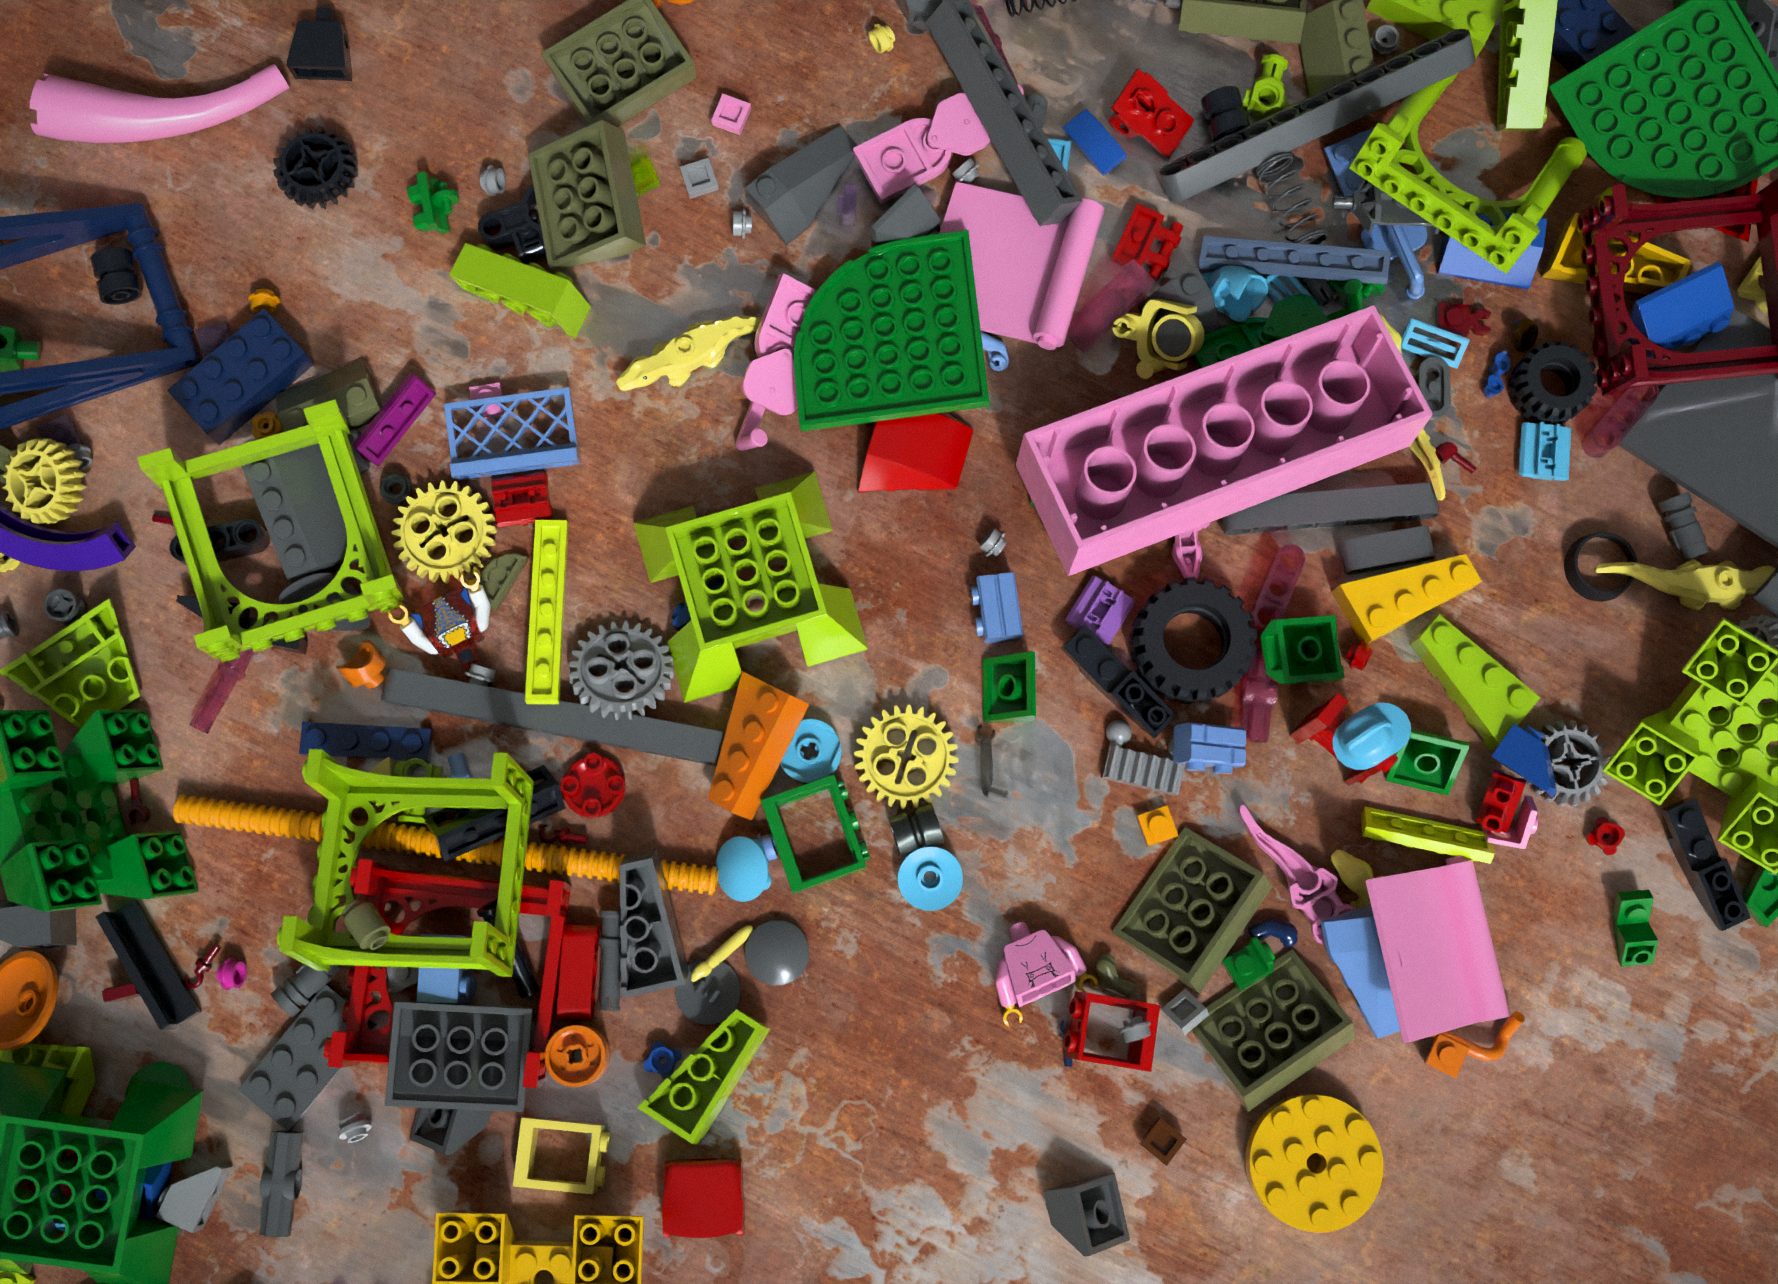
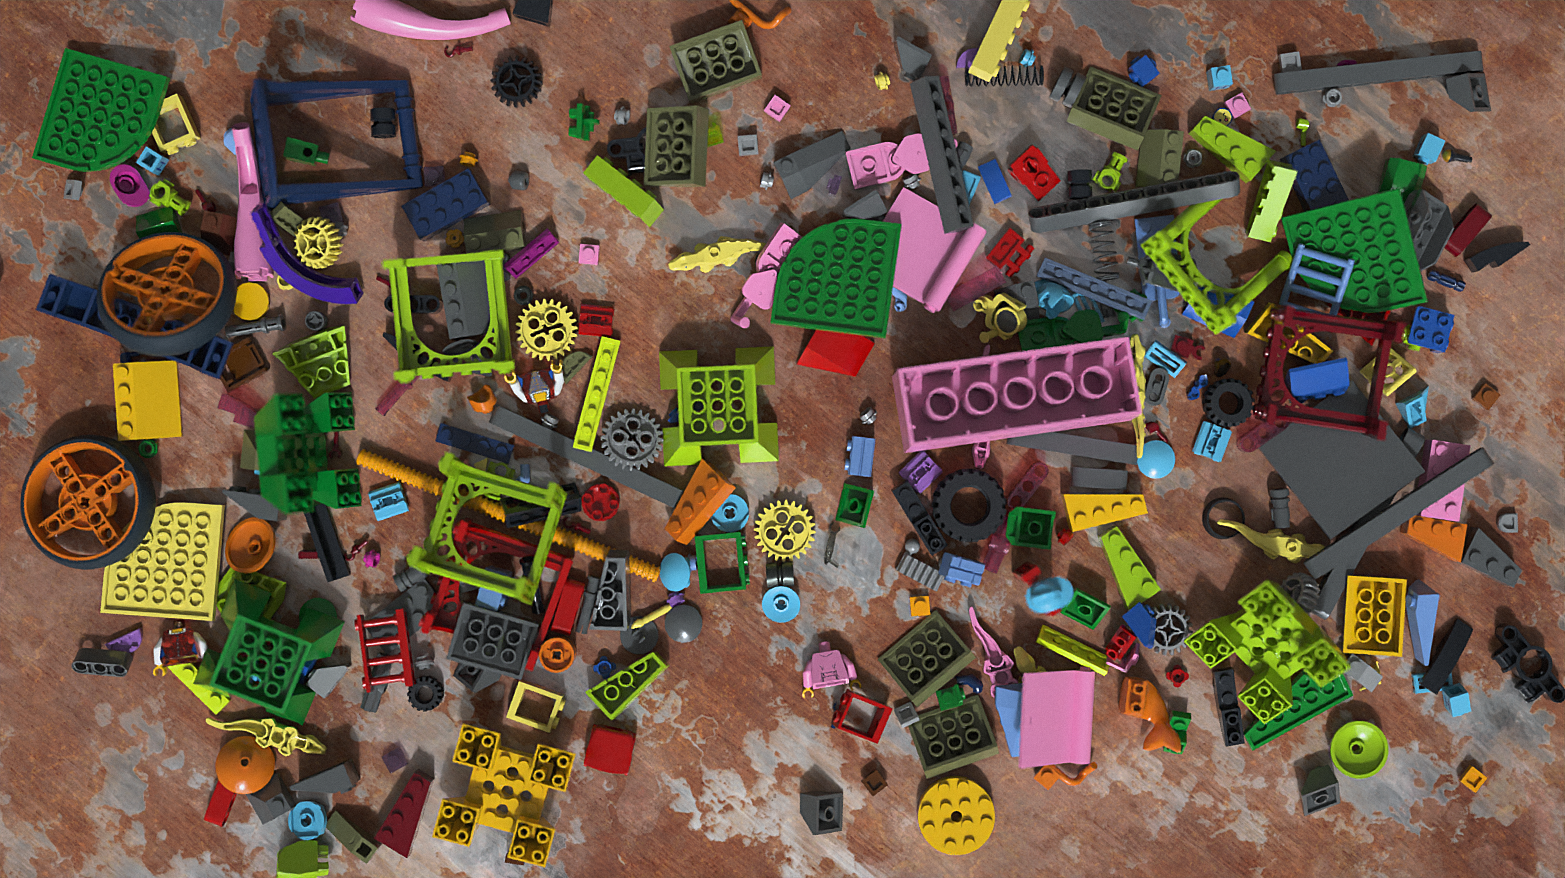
camera: 15 degrees right, 10 degrees up
(216, 144) = (458, 50): none -> dark red hand
(241, 871) = (388, 501): none -> medium azure piece
(316, 1125) = (404, 657): none -> red fence
(347, 1181) = (436, 689): none -> black tyre
(351, 314) = (519, 180): none -> dark grey piece
(366, 924) = (456, 556): olive brick -> none
(512, 461) = (599, 297): medium blue fence -> none
(754, 914) = (675, 599): none -> medium lavender plate
(1109, 979) = (868, 684): olive arm -> none
(1135, 1029) = (874, 719): light grey plate -> none
(1468, 500) = (1157, 459): none -> medium azure dish
(1563, 887) = (1143, 700): none -> orange hips
(1673, 156) = (1295, 268): none -> medium blue bar

